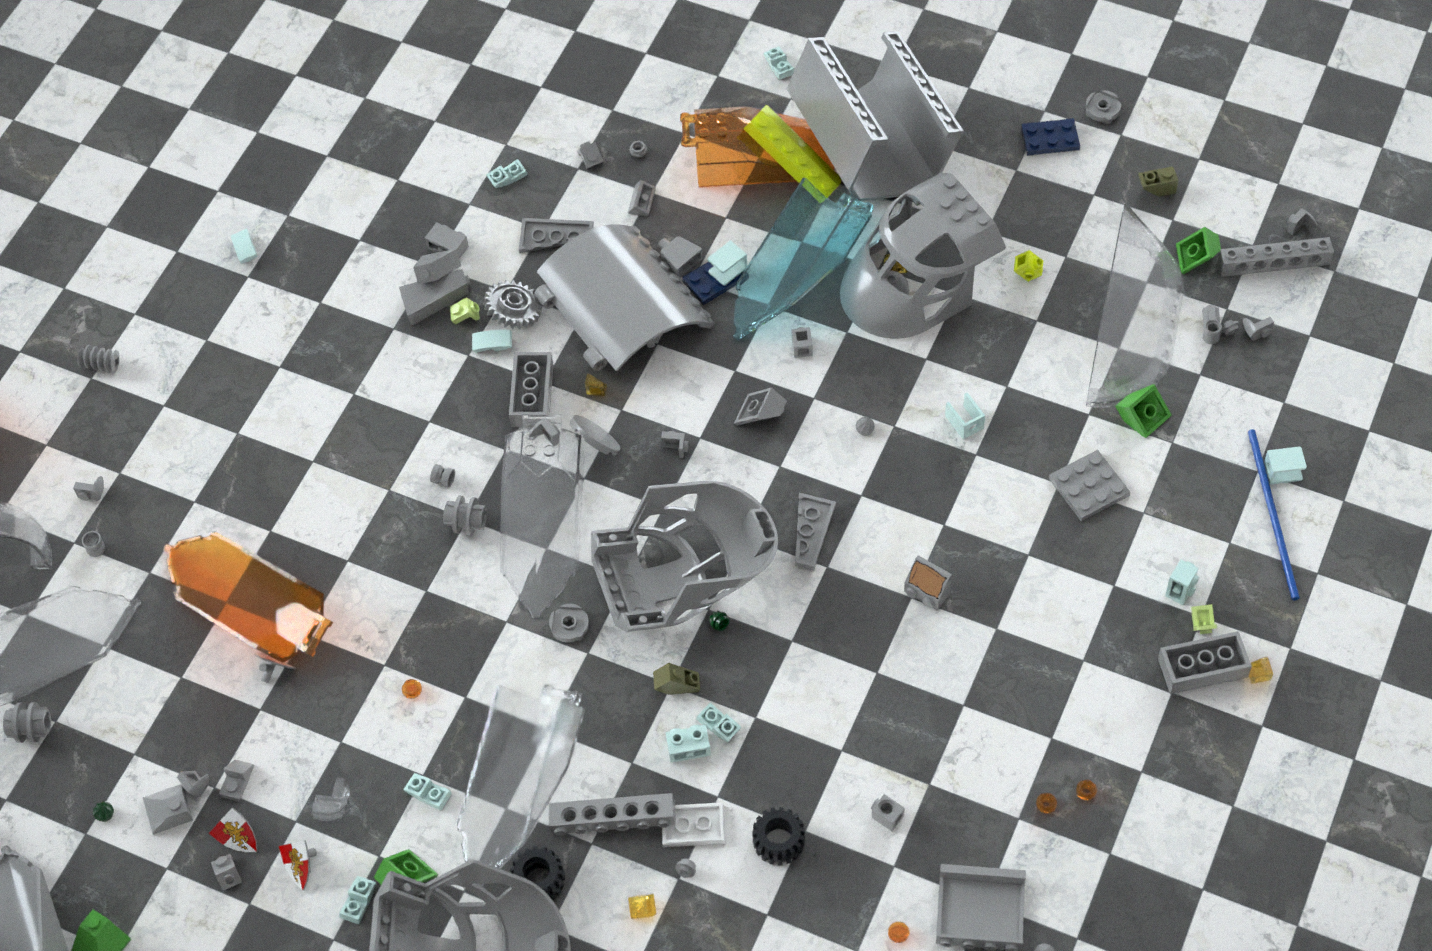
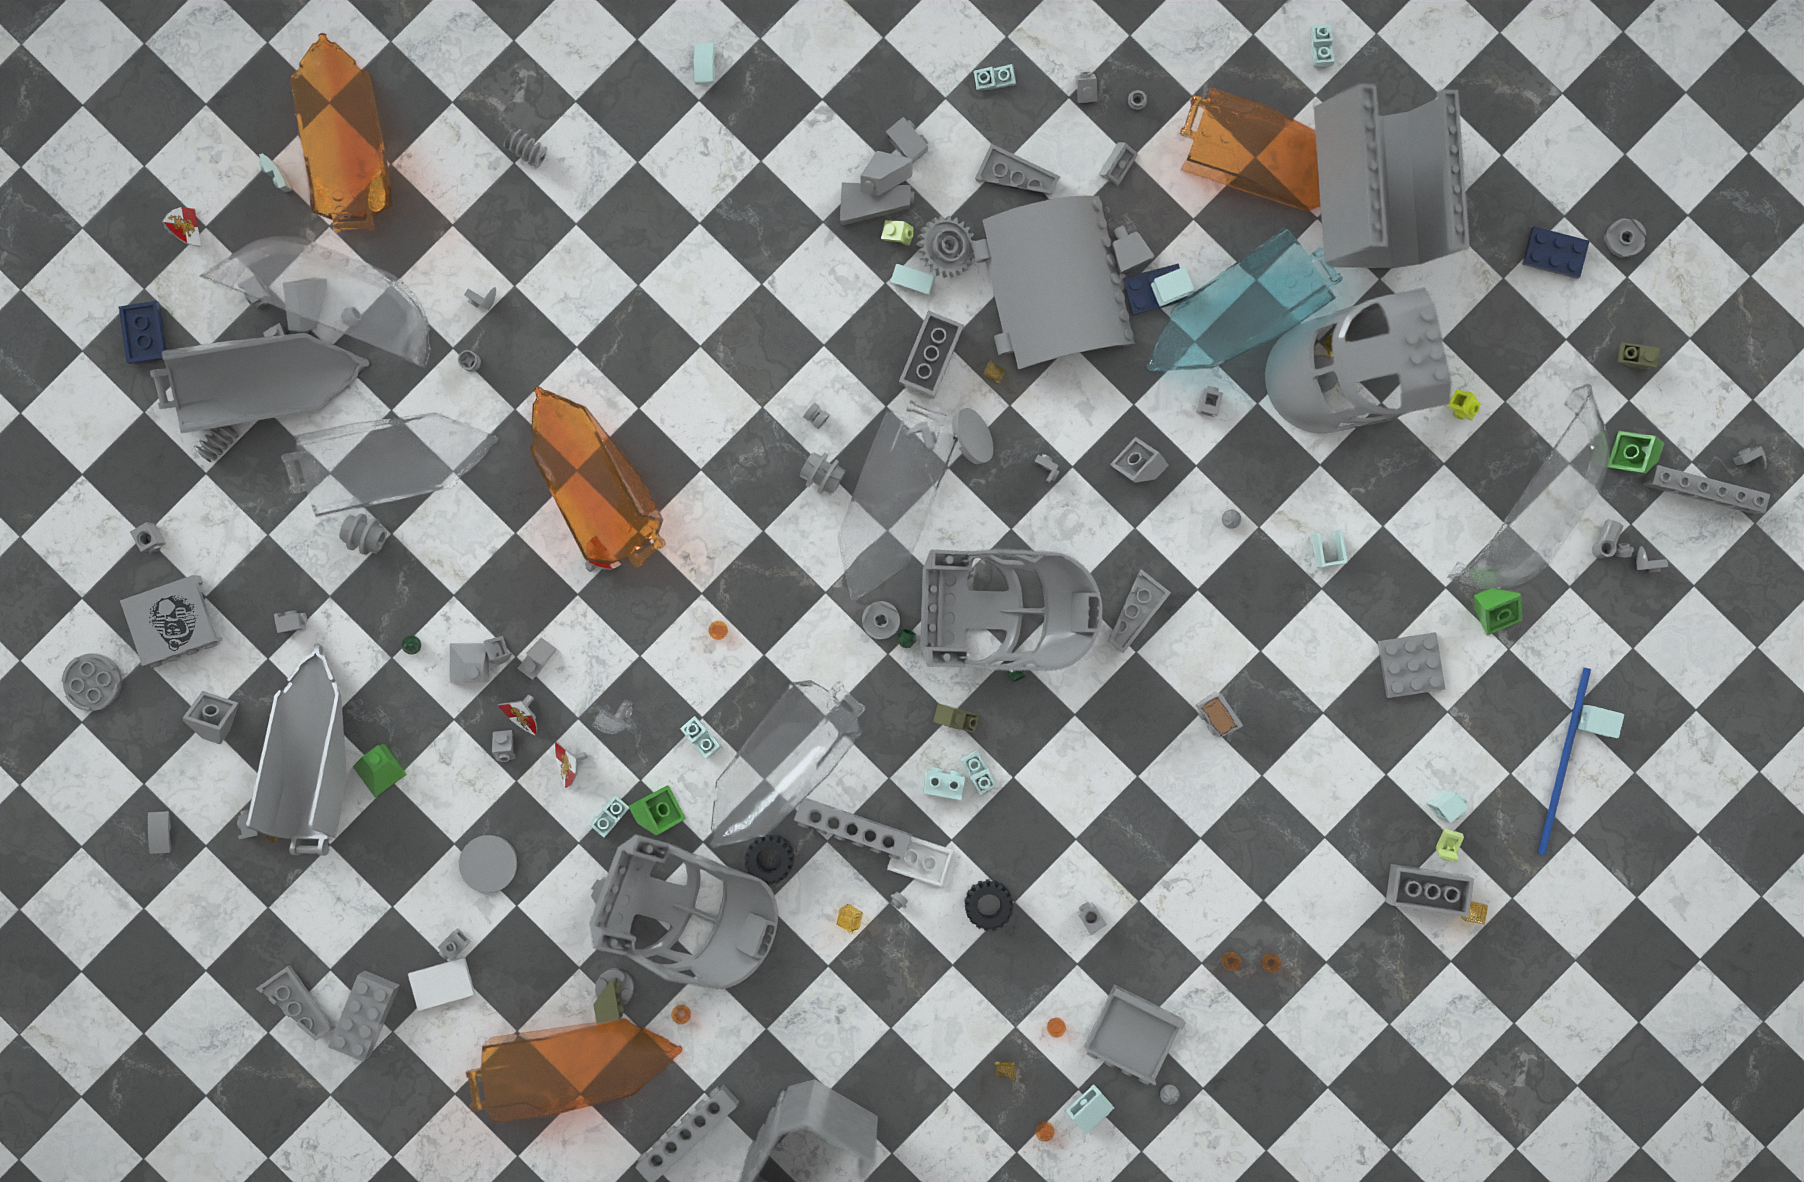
camera: 20 degrees right, 30 degrees up
(600, 629) = (906, 638): none -> dark green plate
(792, 151) = (1289, 181): neon yellow slope -> none

